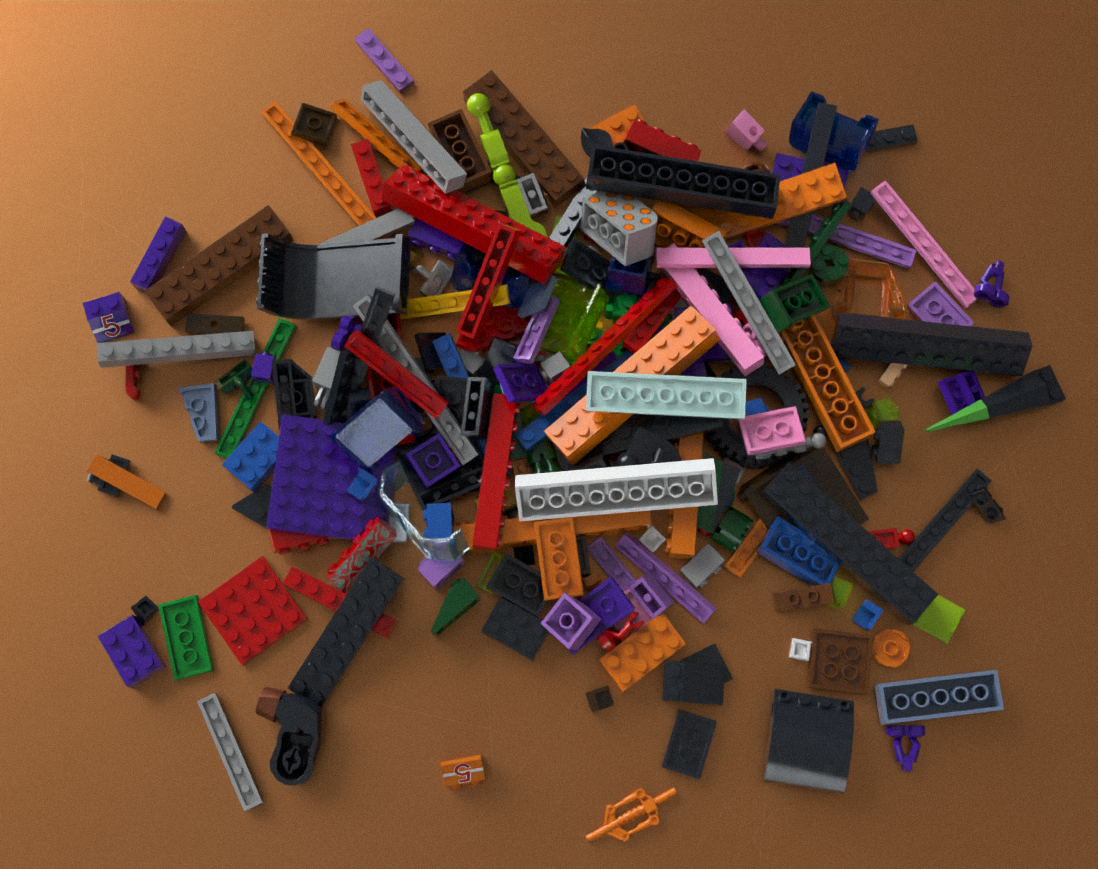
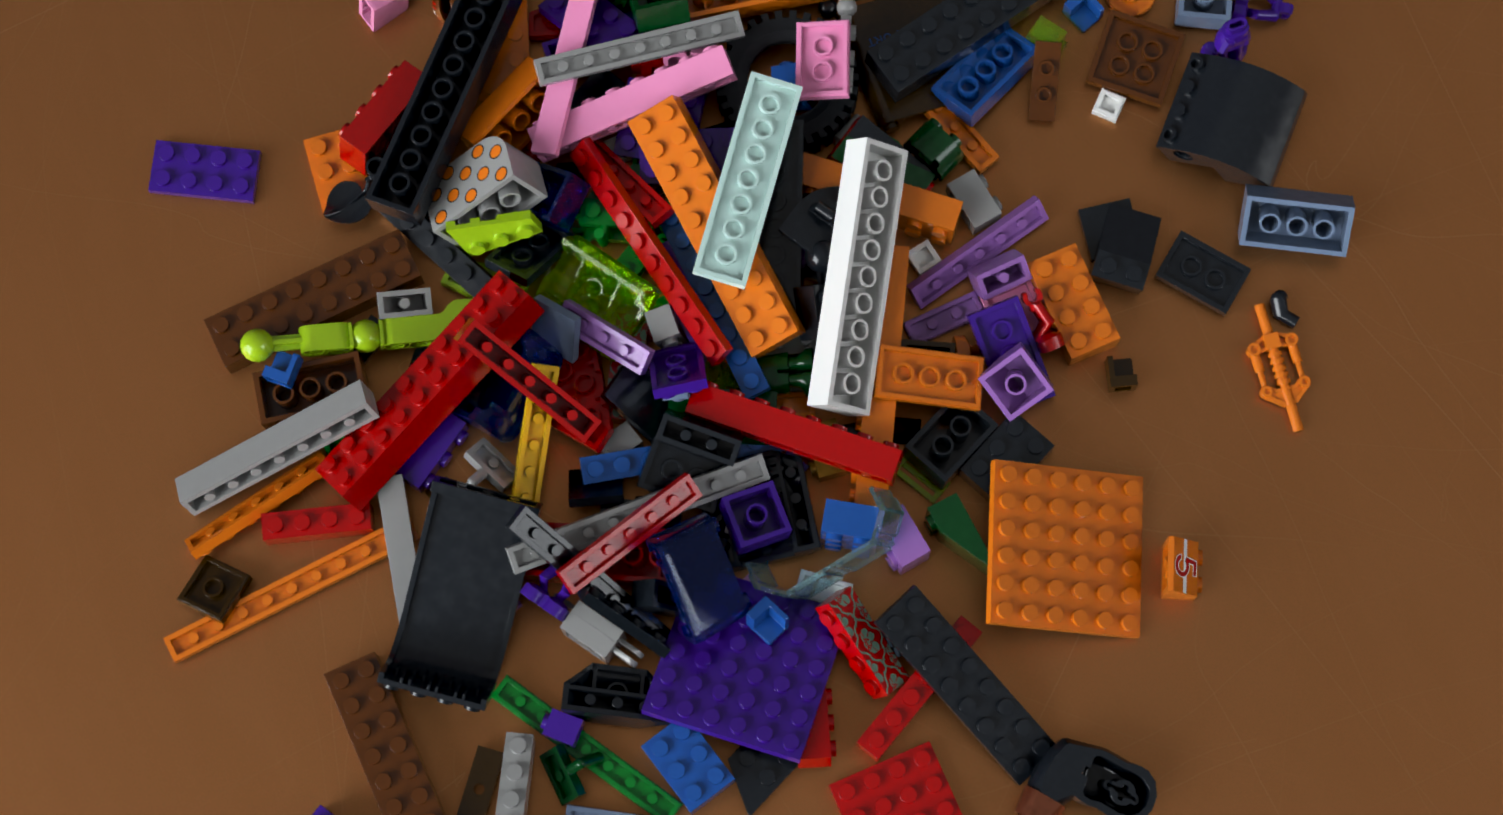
camera: 75 degrees left, 0 degrees up
(384, 60) = (140, 472): medium lavender plate -> none
(457, 683) = (1064, 549): none -> orange plate
(466, 127) = (283, 369): none -> blue panel
(594, 242) = (491, 234): none -> lime wing
(598, 48) = (205, 171): none -> dark purple plate
(676, 807) = (1280, 310): none -> black arm
(743, 804) = (1296, 220): none -> sand blue brick
(870, 727) = (1230, 40): none -> dark purple piece

